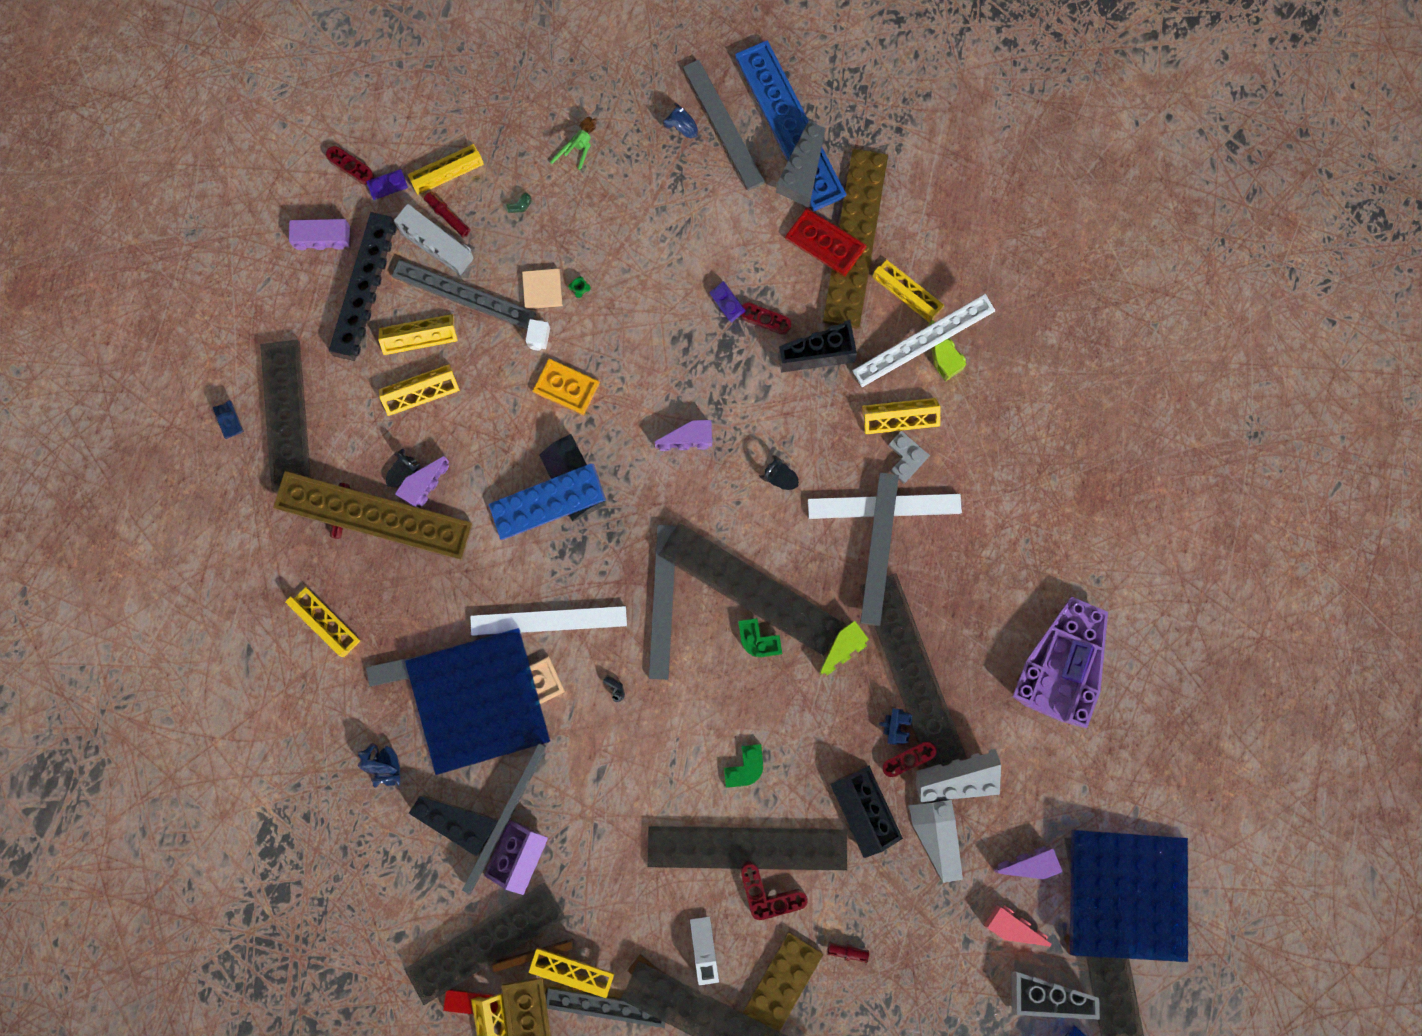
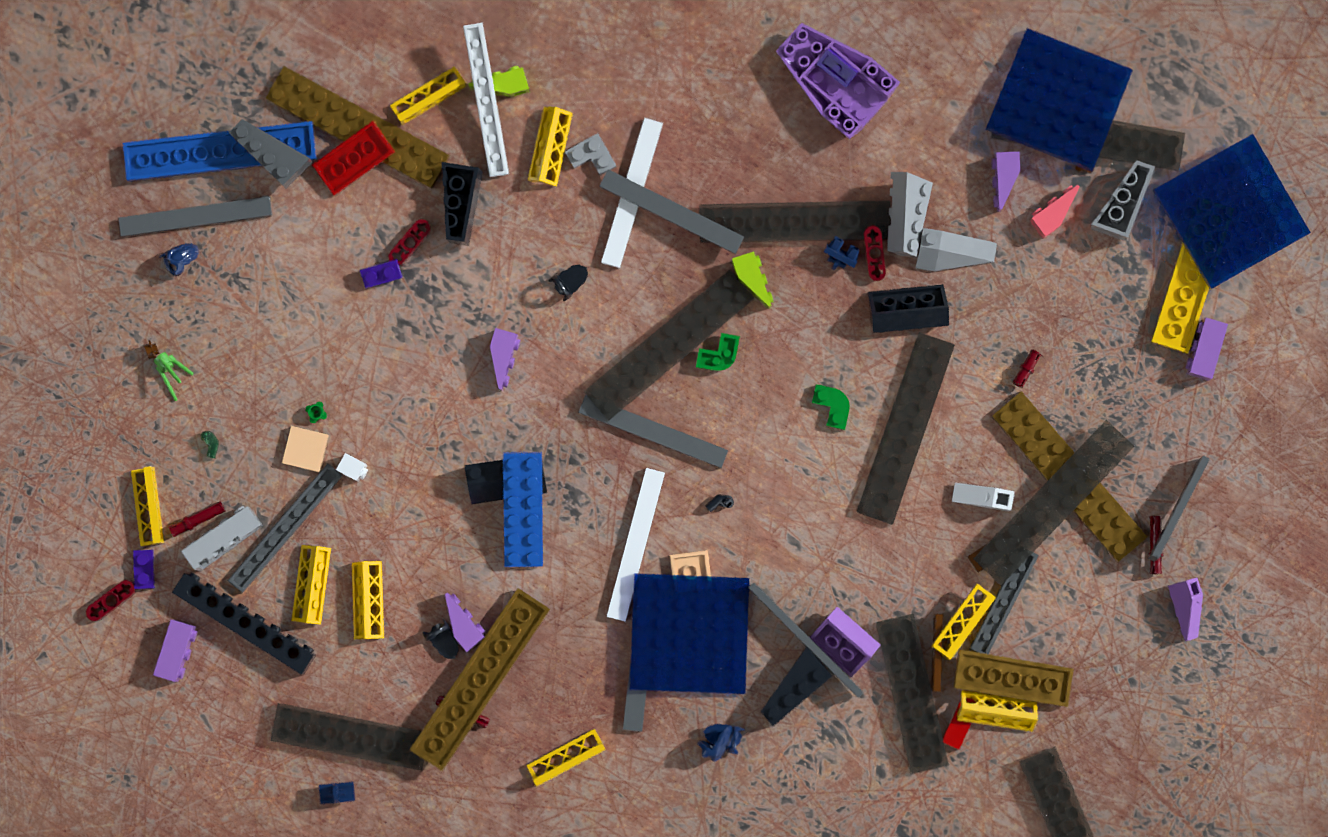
camera: 65 degrees left, 5 degrees up
(566, 386) = (412, 457): light orange tile -> none
(762, 900) = (954, 430): dark red beam -> none

